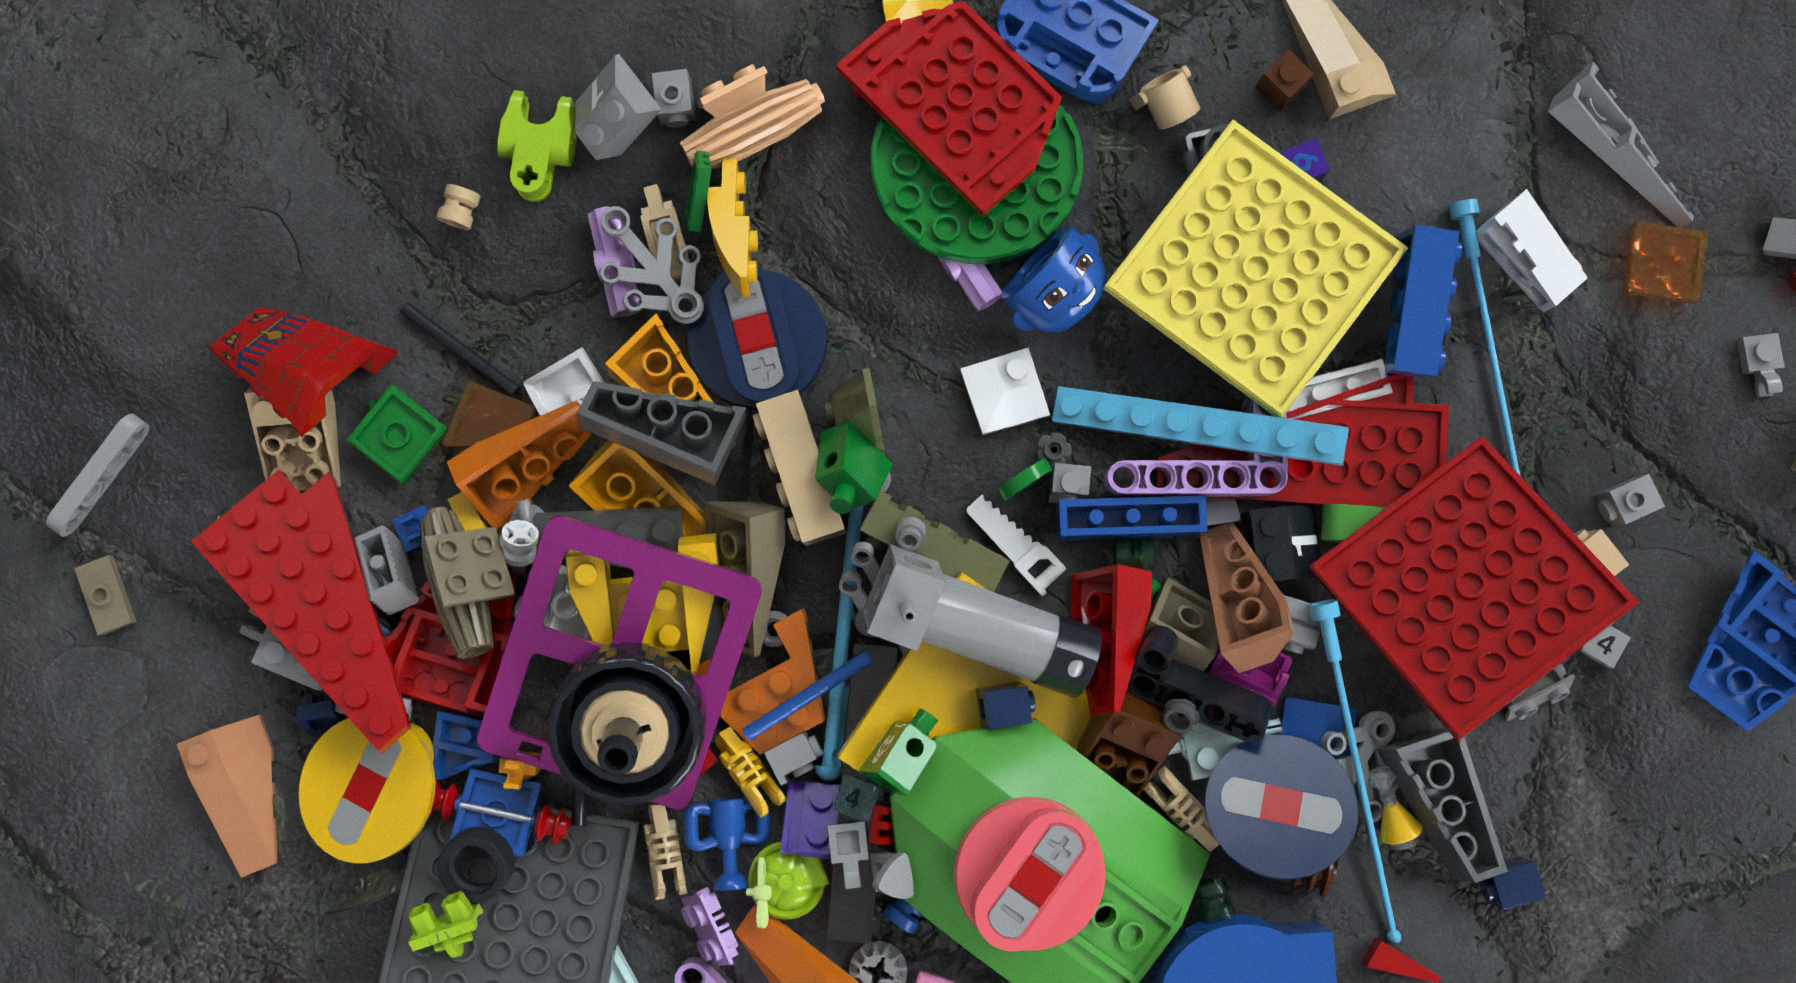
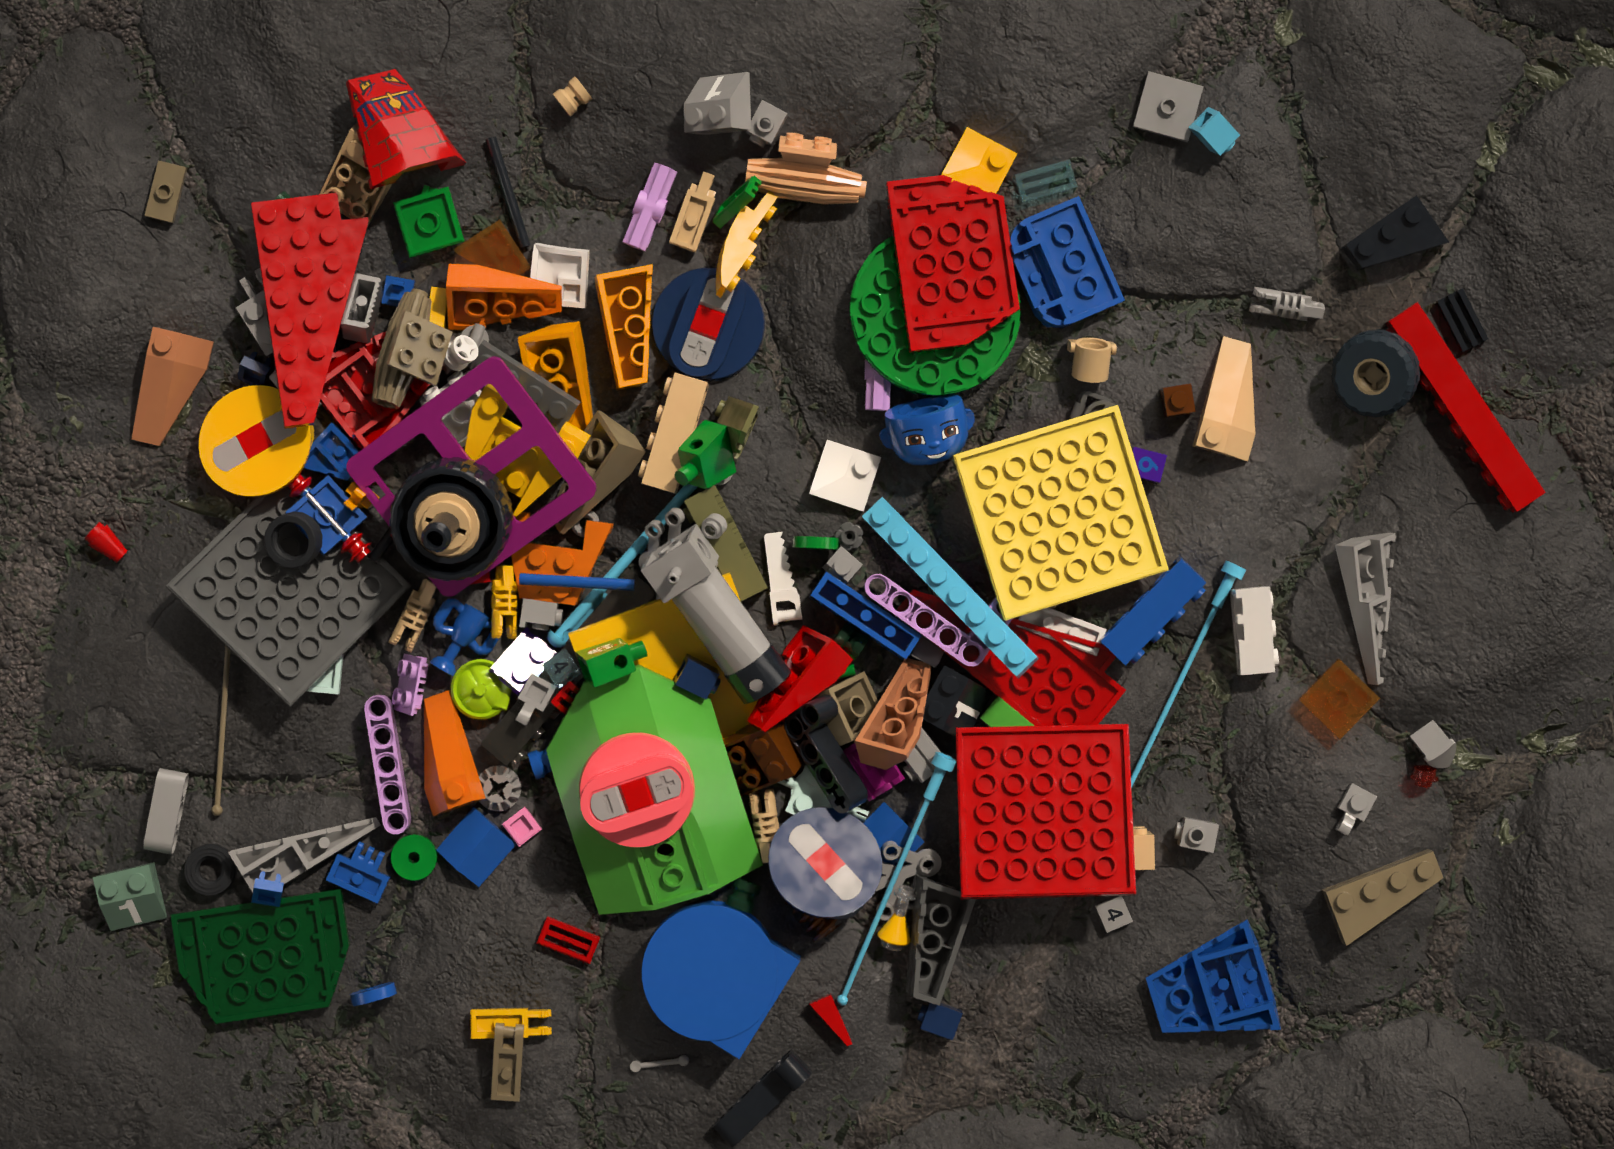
camera: 35 degrees right, 5 degrees up
(97, 475) = (215, 109): light grey beam -> none
(447, 930) = (249, 568): lime hips -> none
(536, 147) = (651, 92): lime piece -> none
(655, 271) = (672, 235): light grey plant -> none
(663, 427) = (606, 349): dark grey wedge -> none
(761, 893) = (459, 686): yellowish green piece -> none
(892, 874) = (551, 731): light grey tile -> none
(1180, 715) = (803, 762): dark grey plate -> none
(1550, 687) = (1056, 914): light grey hinge -> none

